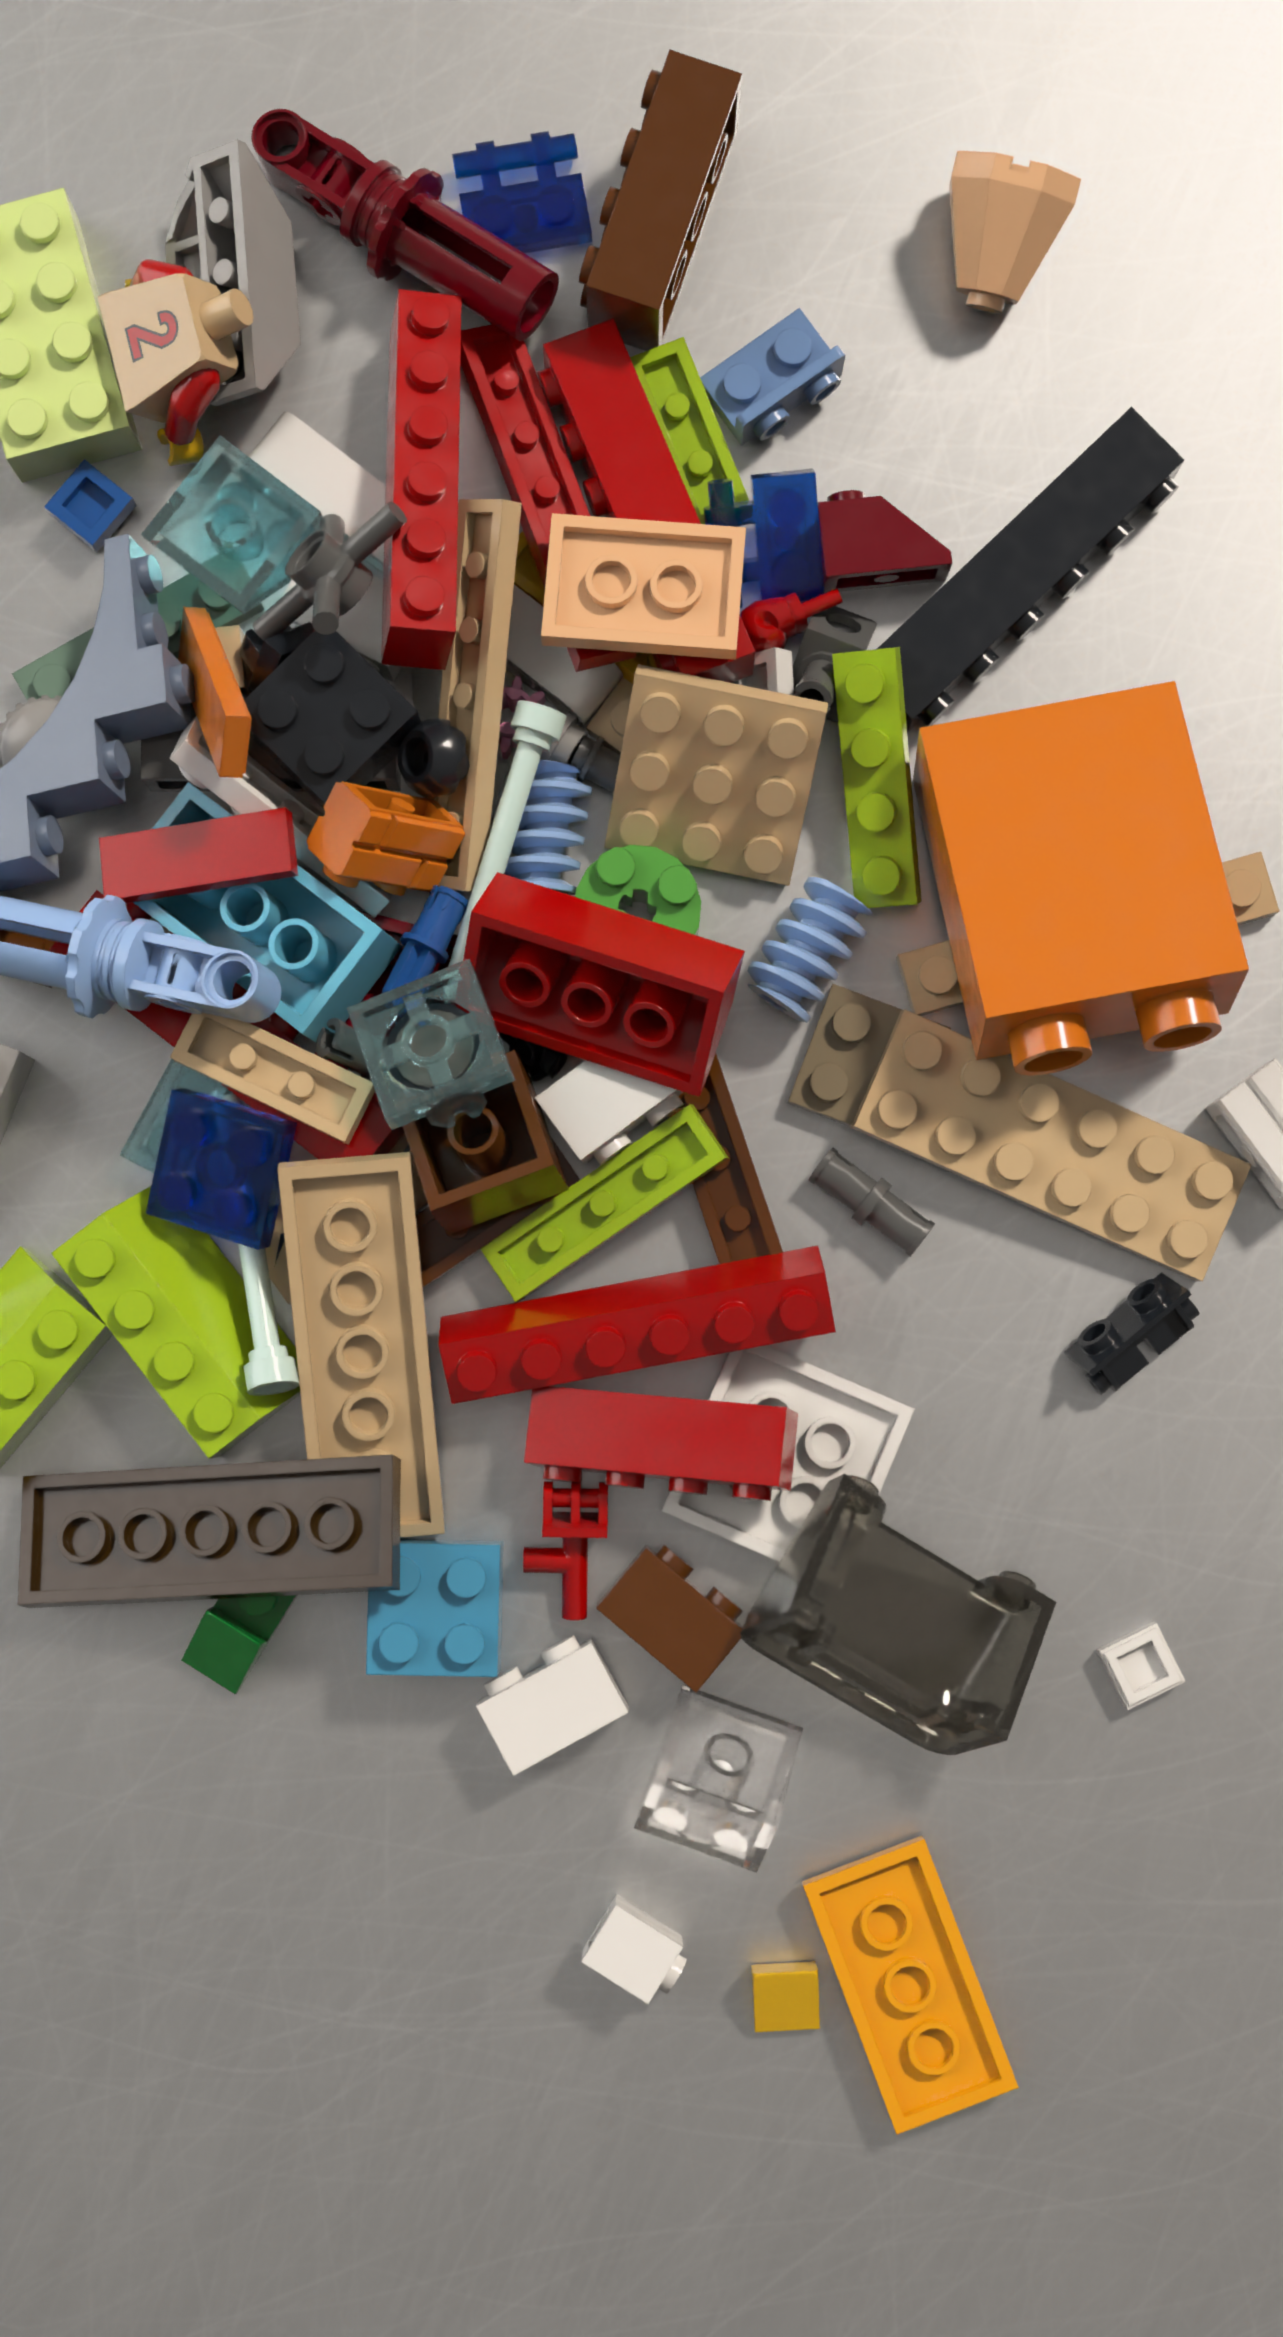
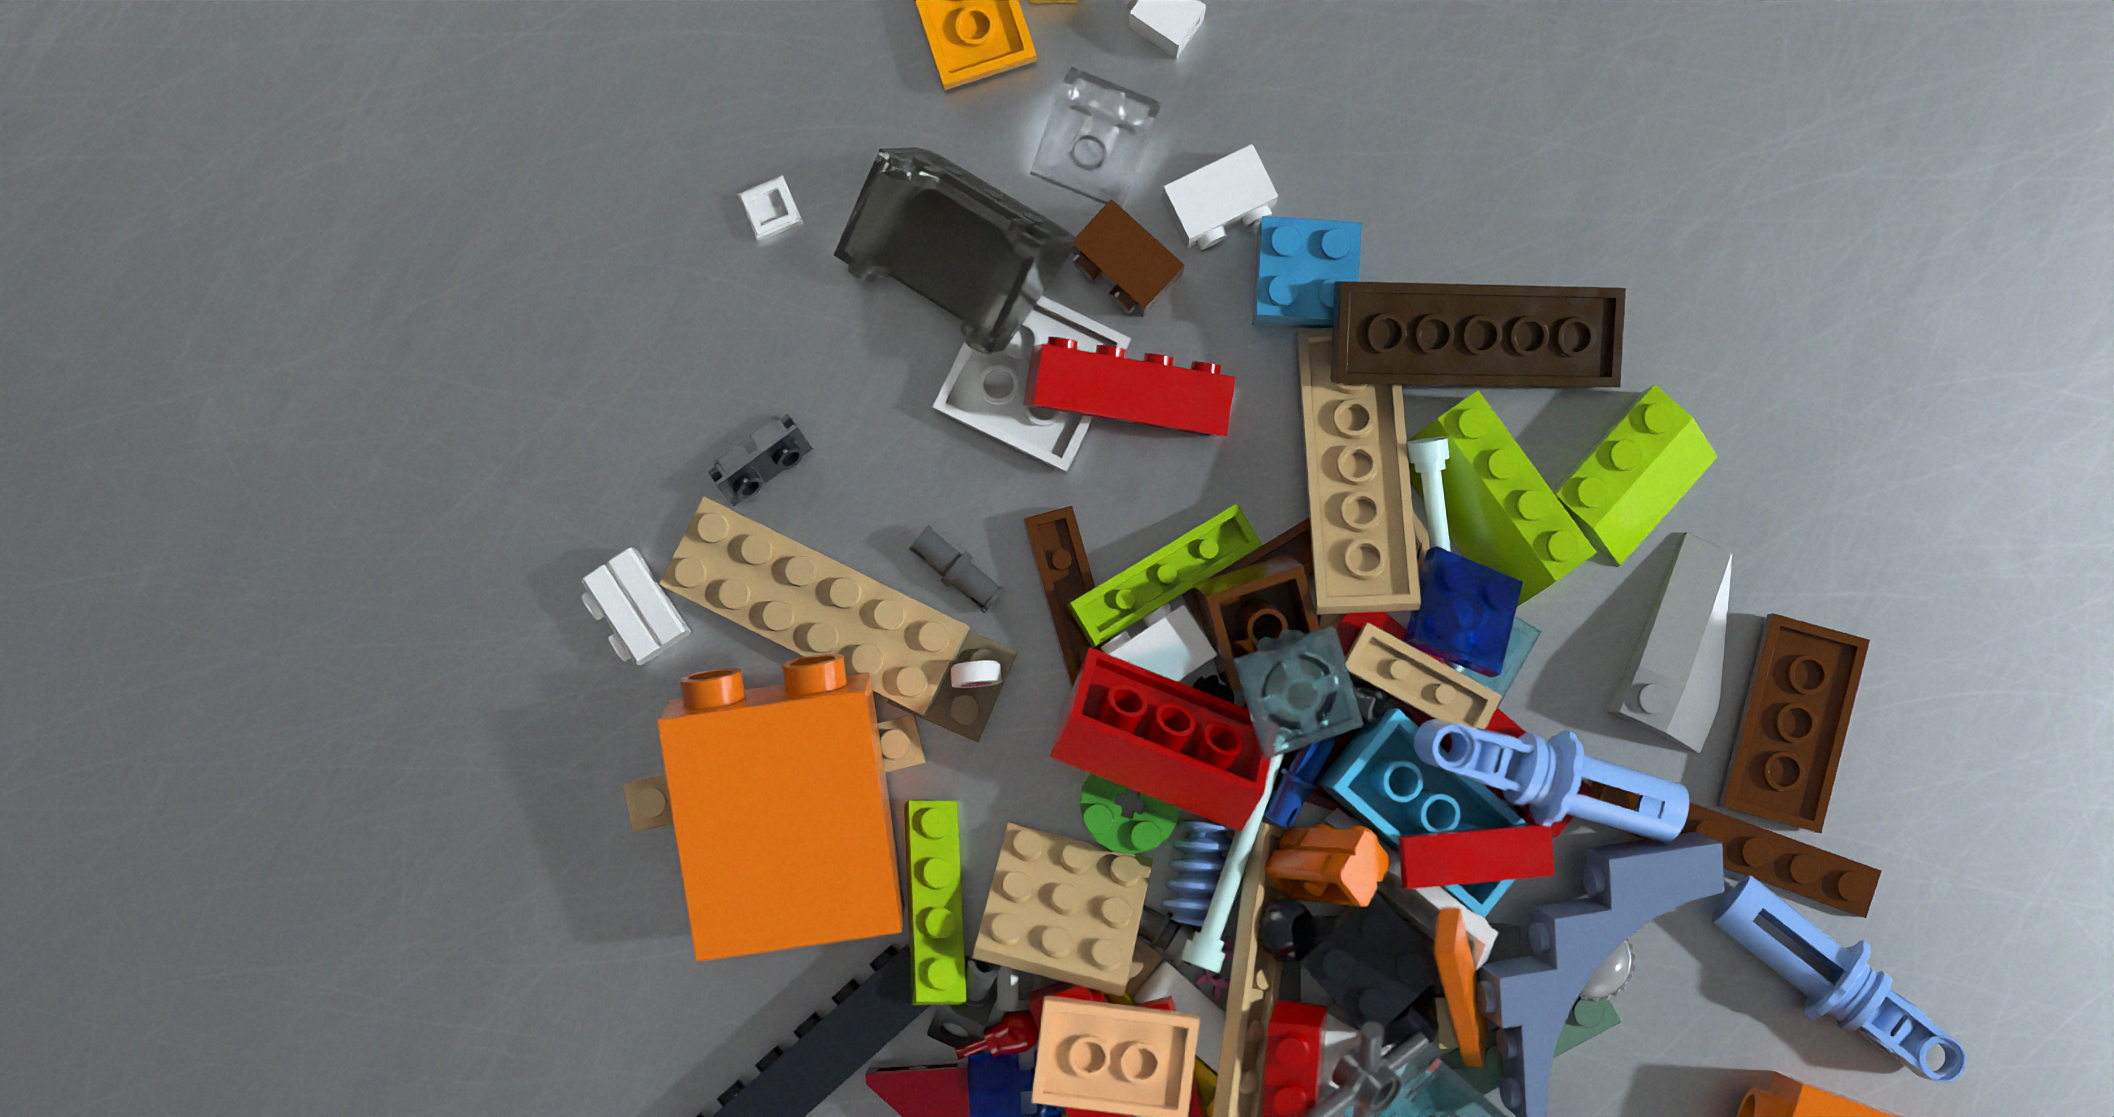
camera: 175 degrees left, 0 degrees up
(234, 1637) = (1461, 257): green slope -> none
(574, 1529) = (1197, 335): red arm -> none
(635, 1324) = (1145, 479): red brick -> none
(807, 947) = (996, 768): light blue piece -> none
(841, 1063) = (976, 674): none -> white tile

